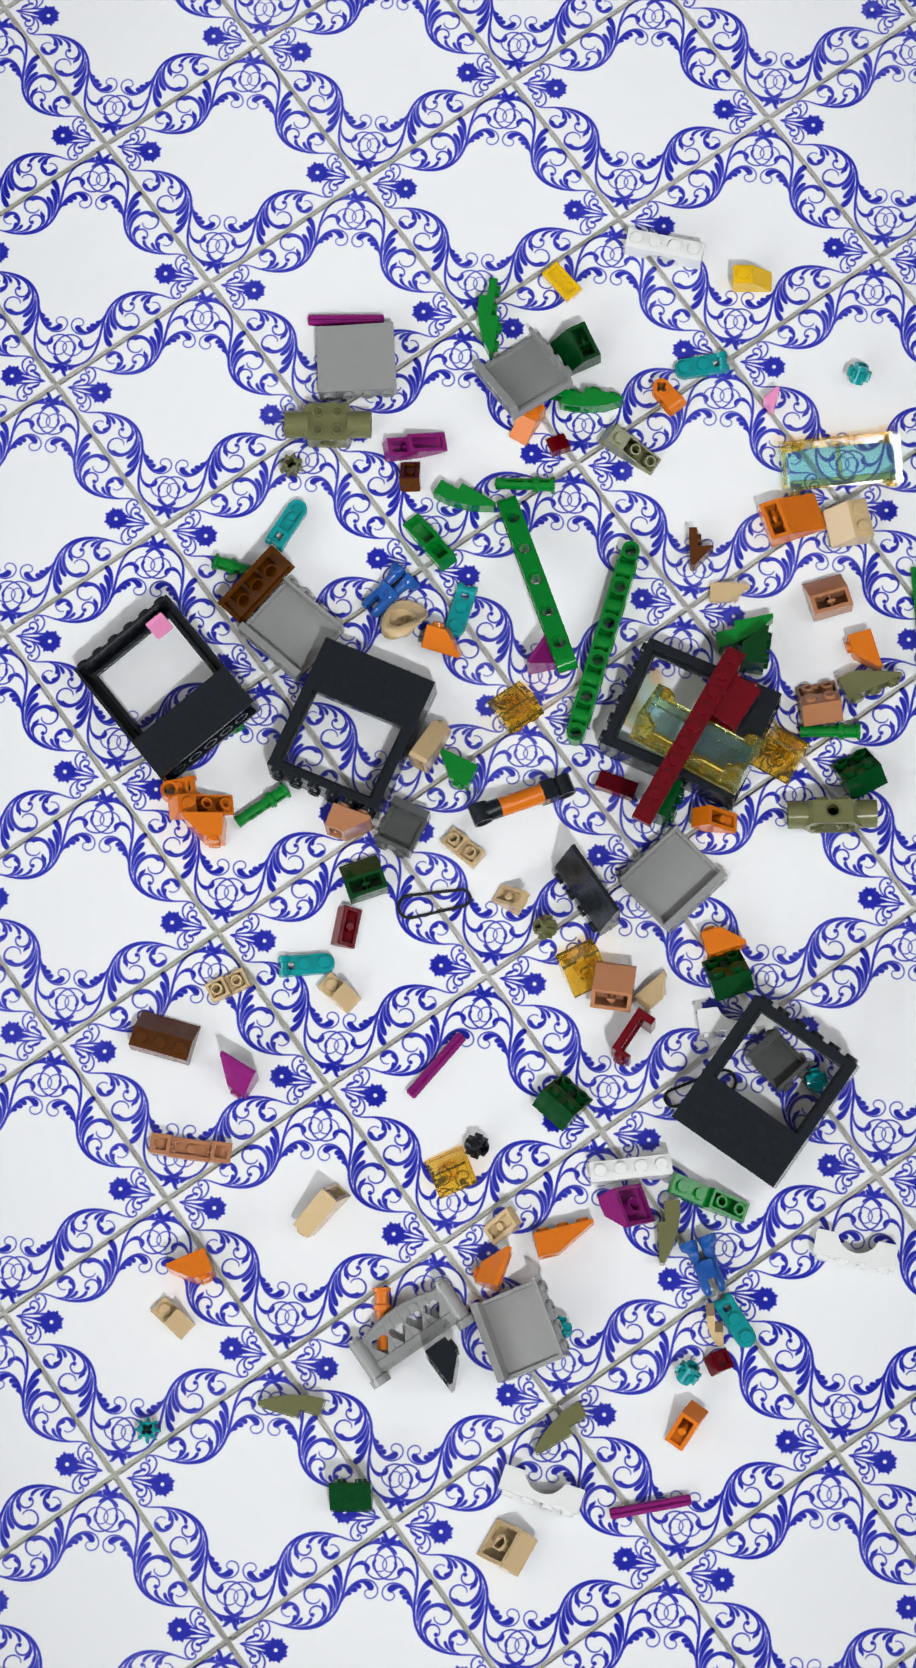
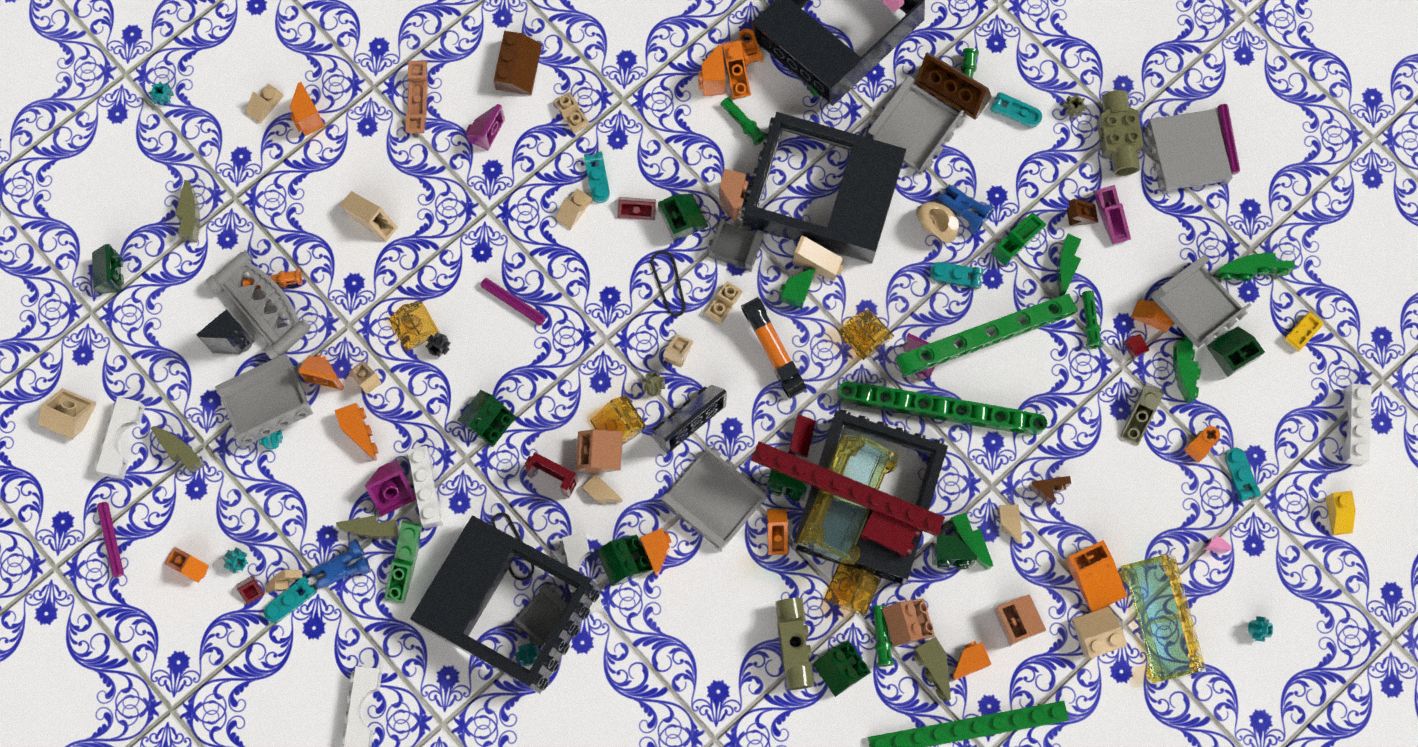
camera: 75 degrees right, 0 degrees up
(441, 640) = (922, 258): orange slope -> none

